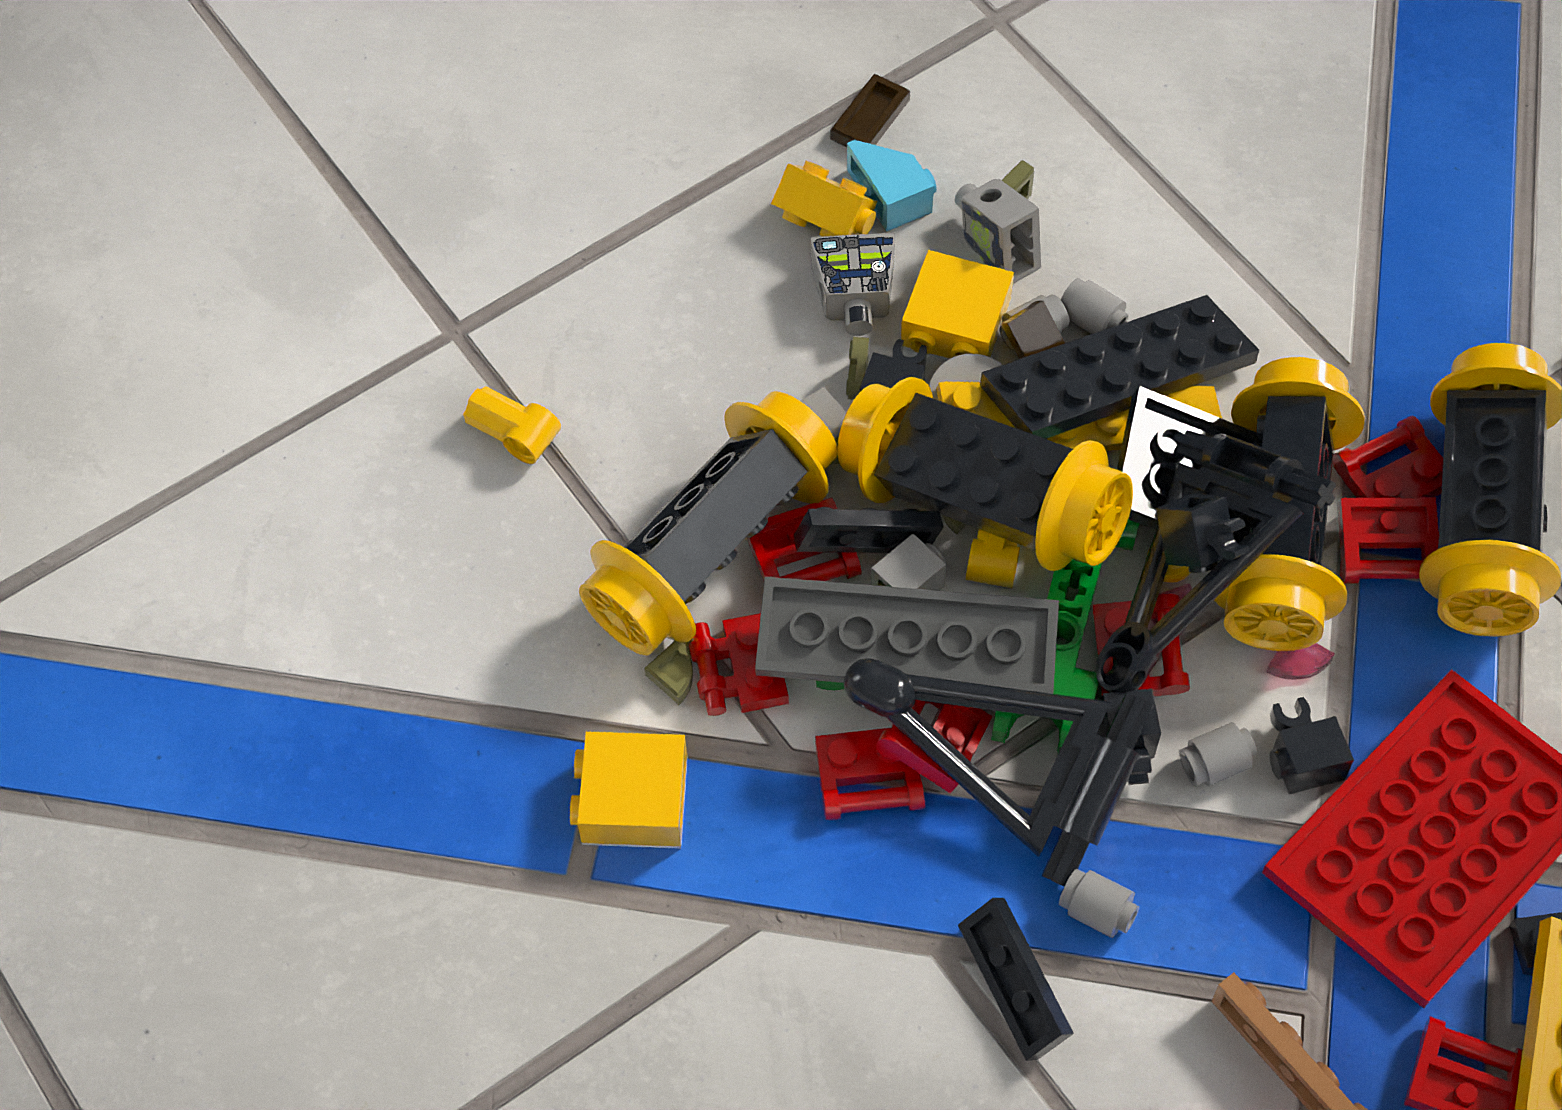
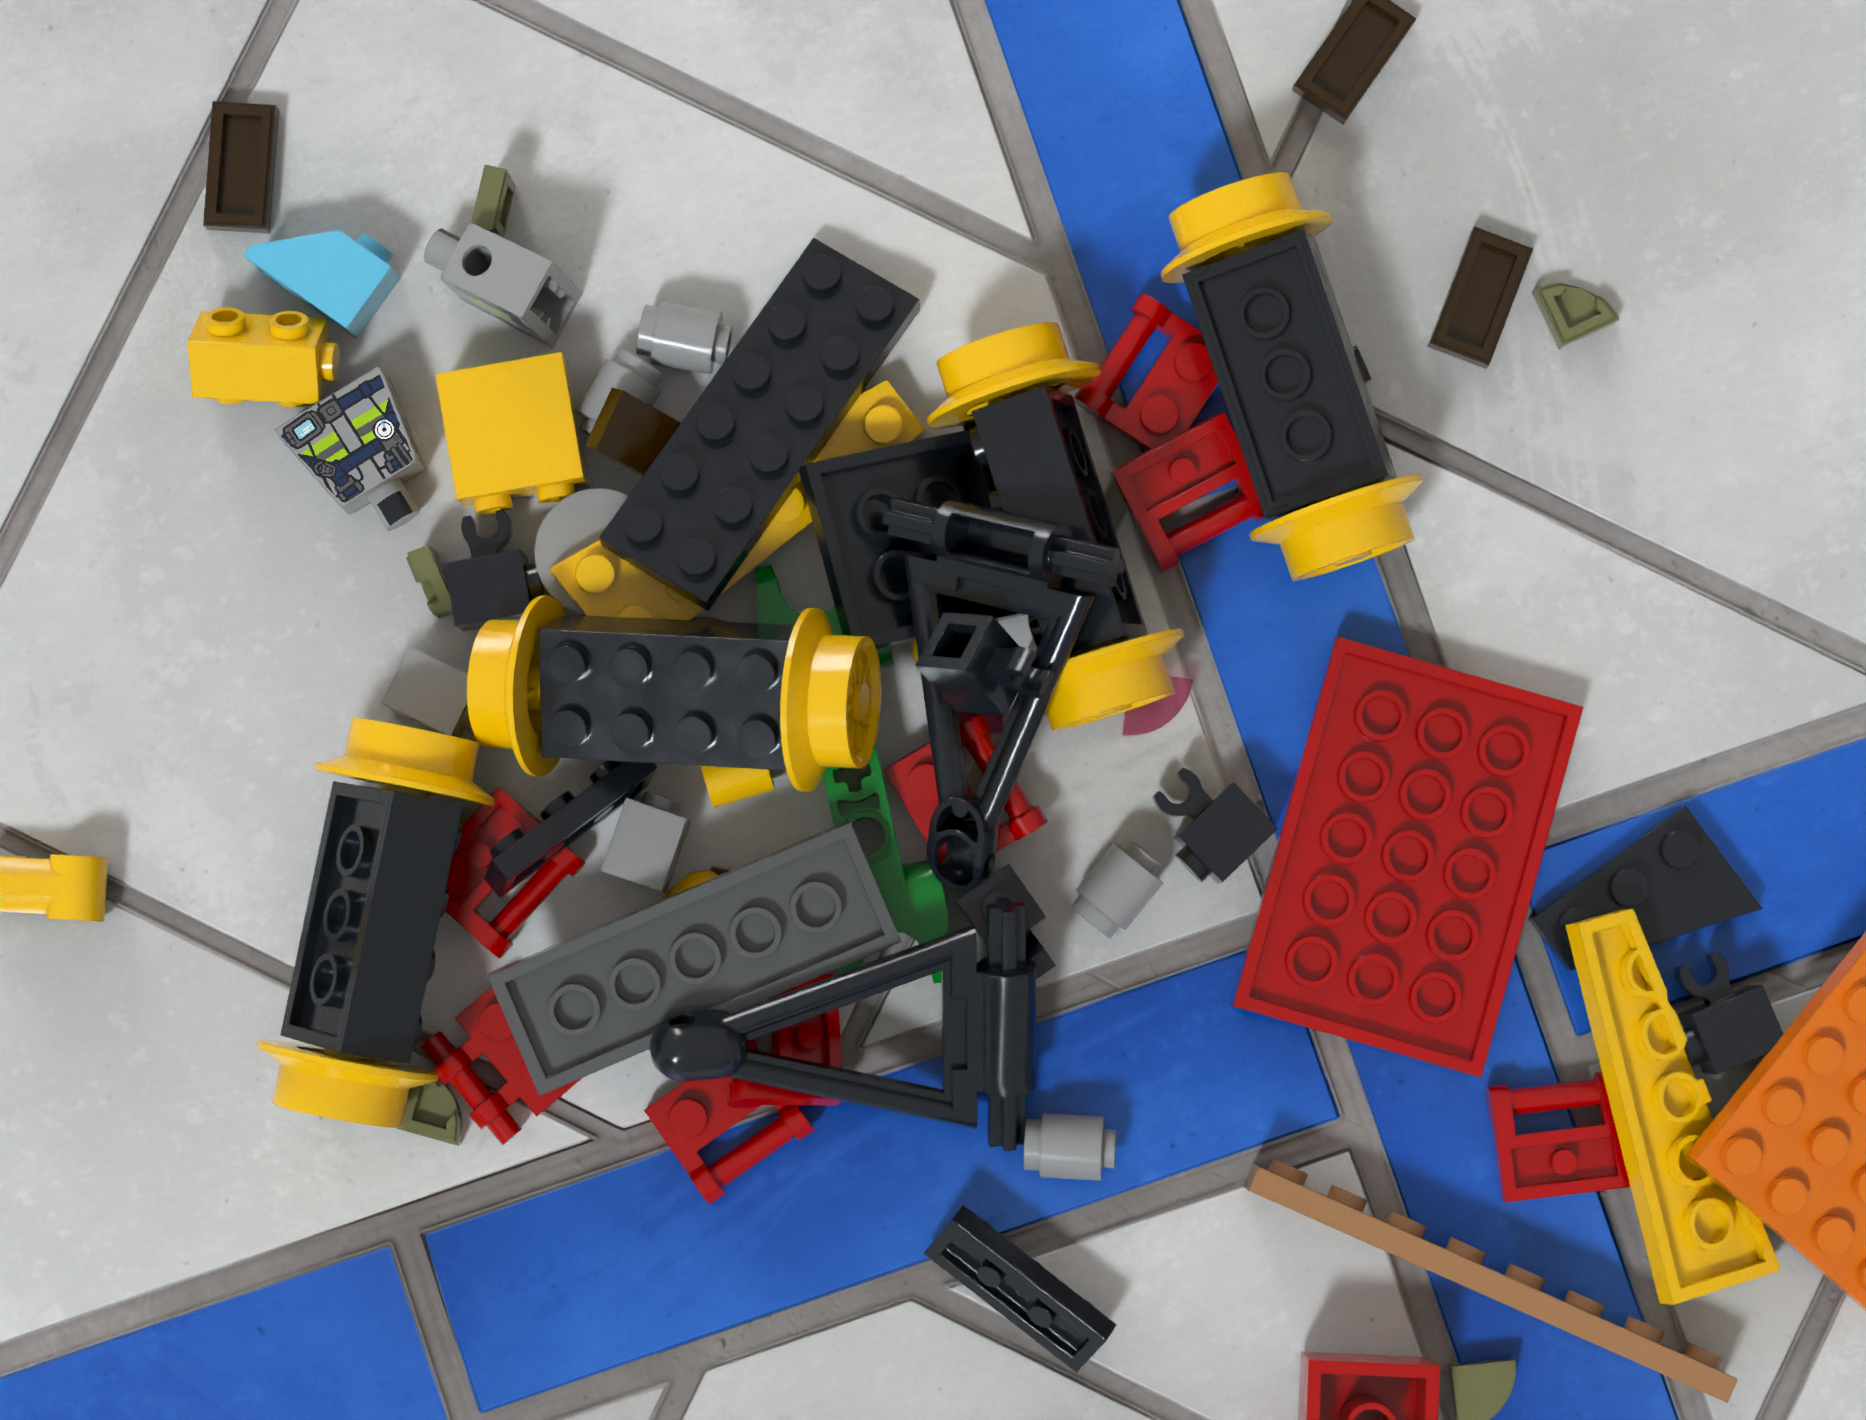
camera: 30 degrees left, 25 degrees up
(630, 789) = (469, 1296): yellow piece -> none

